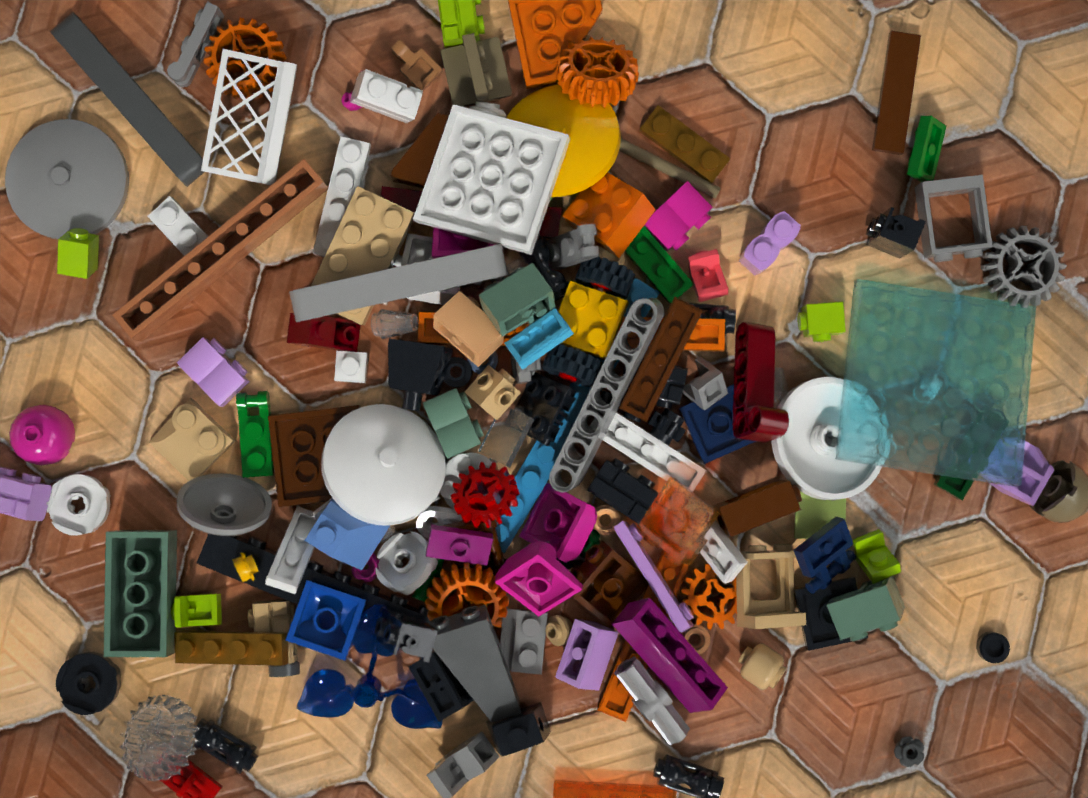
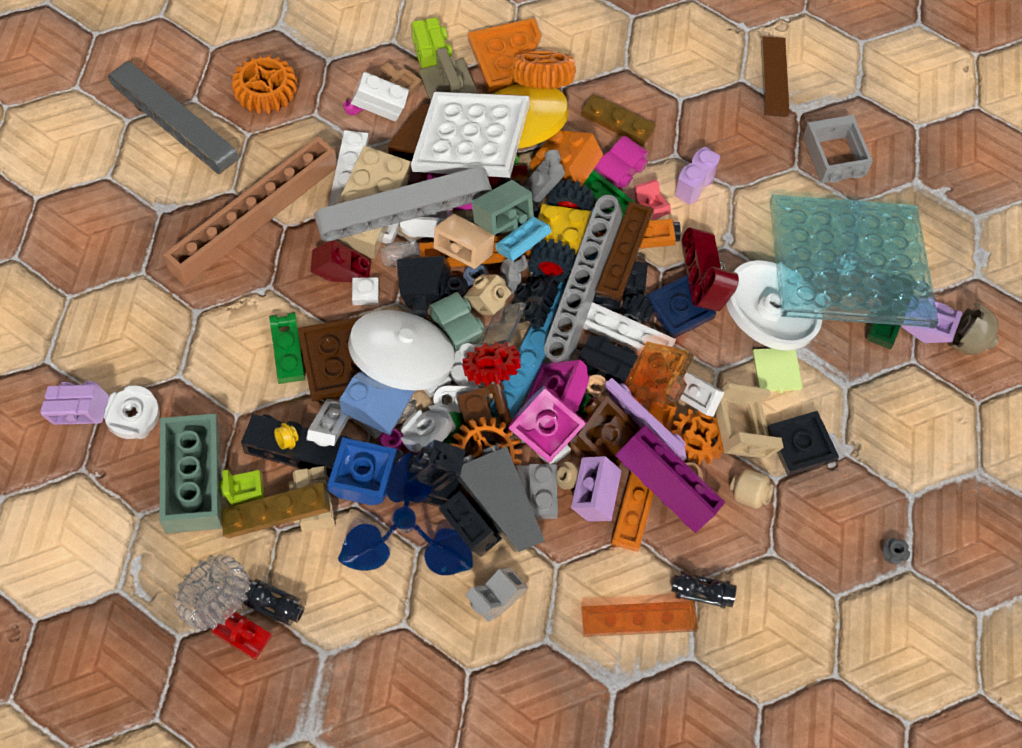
camera: 10 degrees left, 25 degrees down
(42, 435) = (99, 360): dark pink cylinder -> none
(66, 178) = (120, 177): light grey dish -> none
(72, 691) = (135, 546): black plate -> none
(78, 253) = (131, 220): lime brick -> none
(177, 225) = (209, 198): white plate -> none
(191, 440) = (231, 355): tan slope -> none
(193, 46) = (222, 81): light grey plate -> none
(213, 371) = (248, 299): lavender brick -> none
(224, 504) = (264, 395): light grey dish -> none
(276, 115) = (292, 114): white fence -> none
(285, 670) = (324, 529): dark grey tile -> none
(459, 544) = (473, 402): magenta plate -> none
(520, 730) = (544, 559): black torso -> none
(652, 700) = (660, 523): light grey piece -> none
(669, 168) = (601, 133): dark tan bar -> none
(707, 387) = (666, 273): light grey panel -> none
(758, 507) = (726, 356): reddish brown window -> none
(822, 320) = (750, 225): lime brick -> none
(822, 548) = (785, 384): dark blue plate -> none
(867, 609) = (832, 424): sand green brick -> none
(875, 557) = (828, 392): lime bracket -> none
(894, 234) = (794, 157): black hinge -> none
(926, 149) = (806, 105): green plate -> none
(993, 647) = (947, 460): black tile -> none
(1015, 258) = (900, 177): light grey gear -> none

